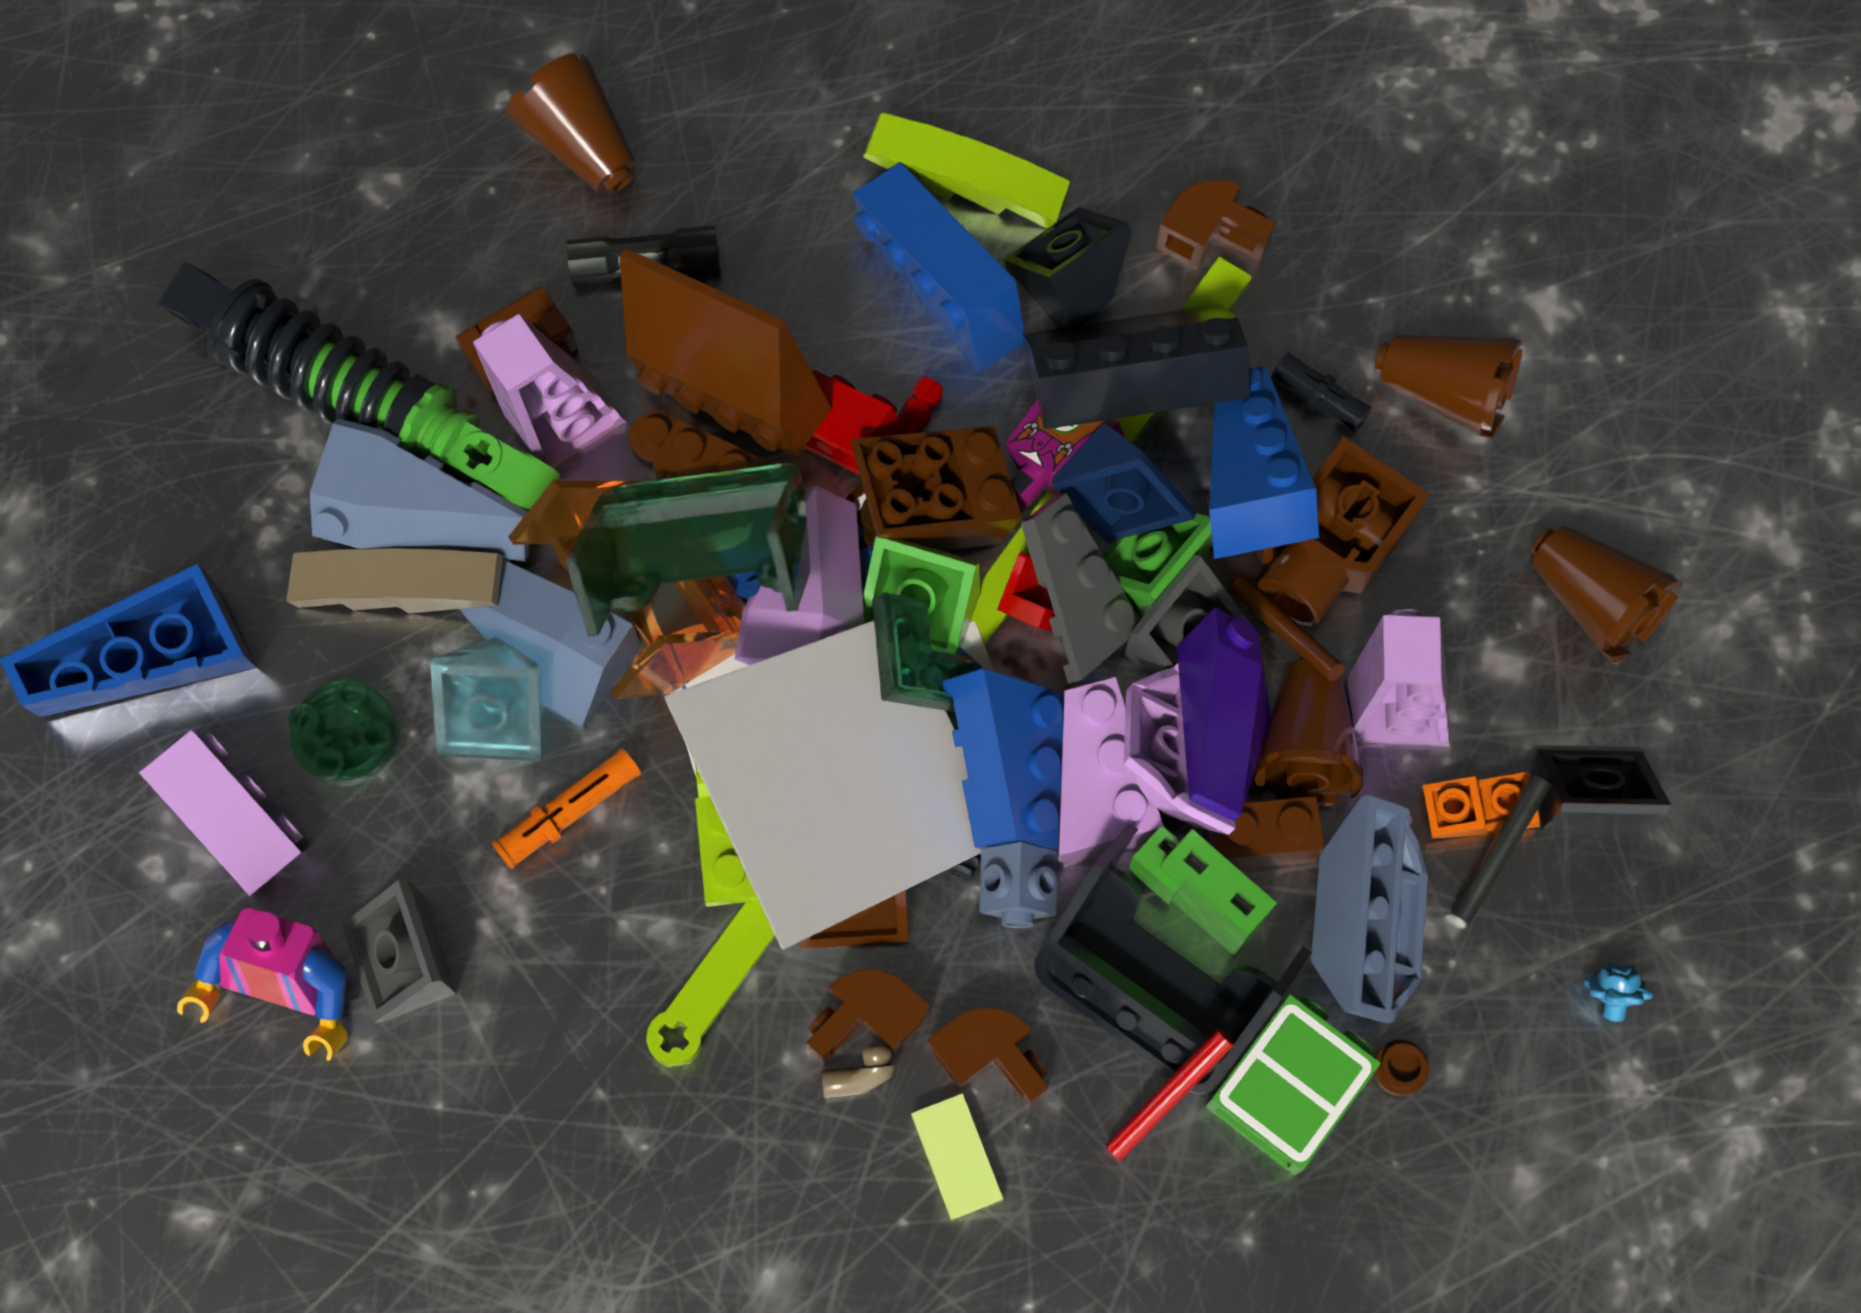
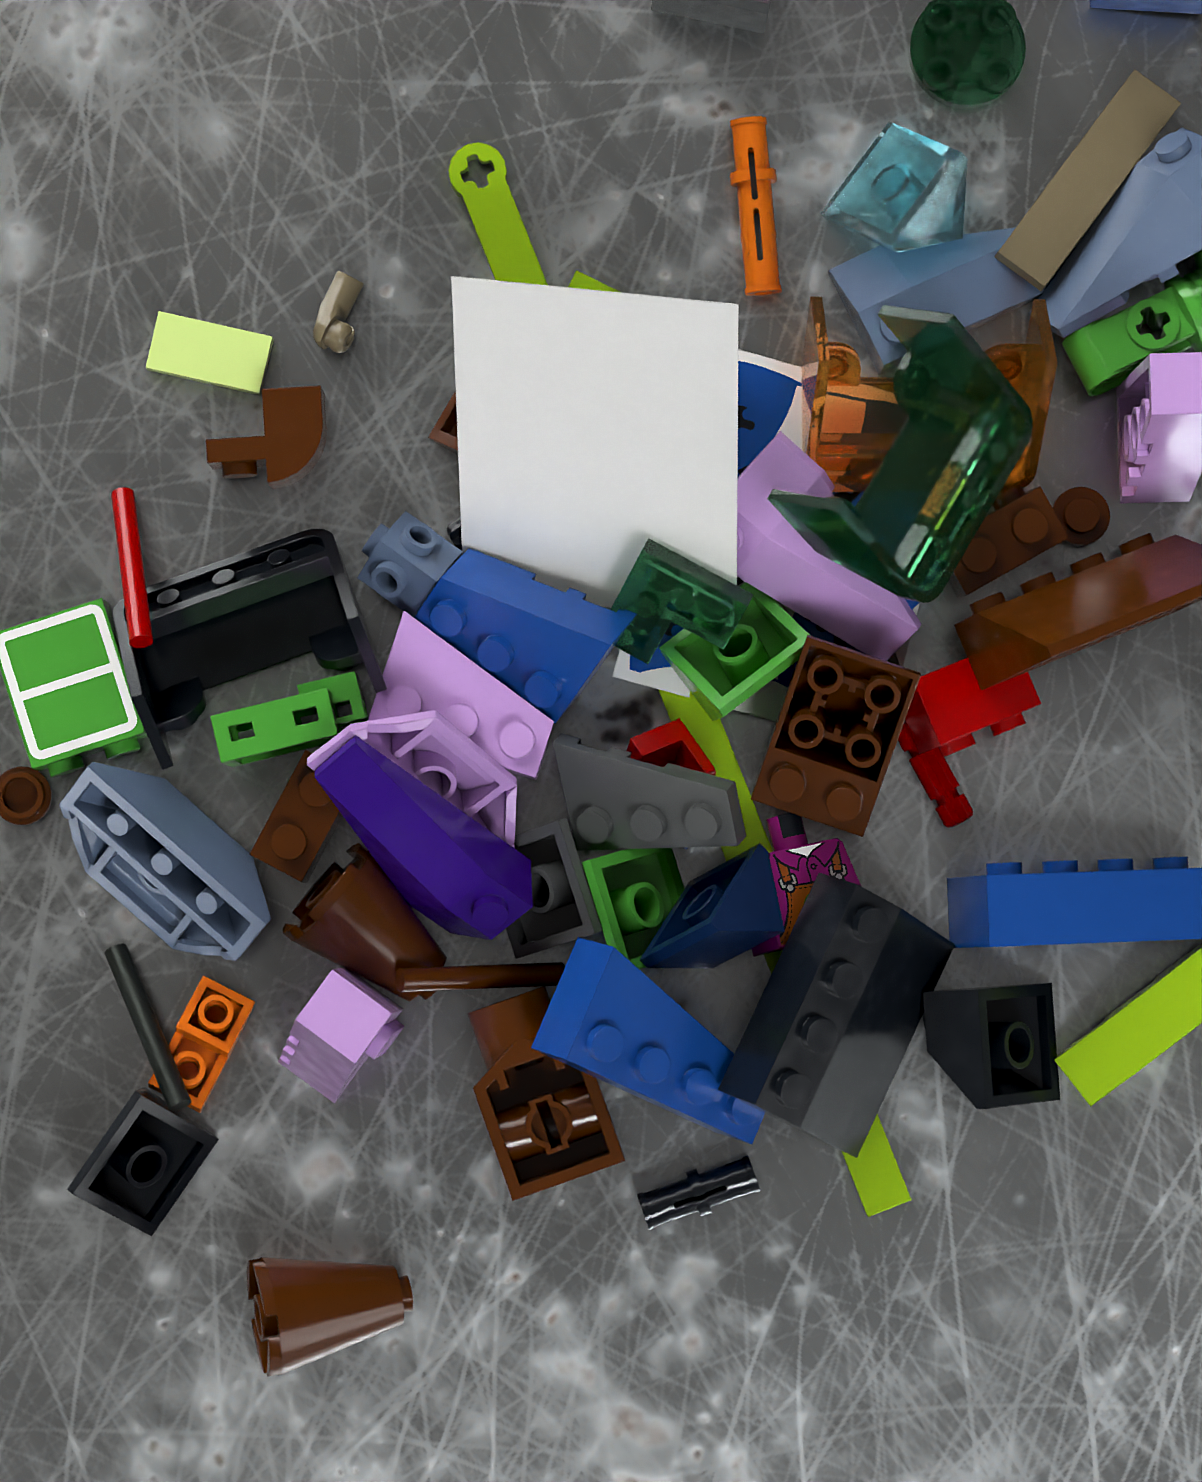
camera: 120 degrees right, 15 degrees up
(869, 1000) = (385, 369): reddish brown brick -> none
(1208, 214) = (961, 1209): reddish brown brick -> none
(1454, 376) = (623, 1328): reddish brown cone -> none

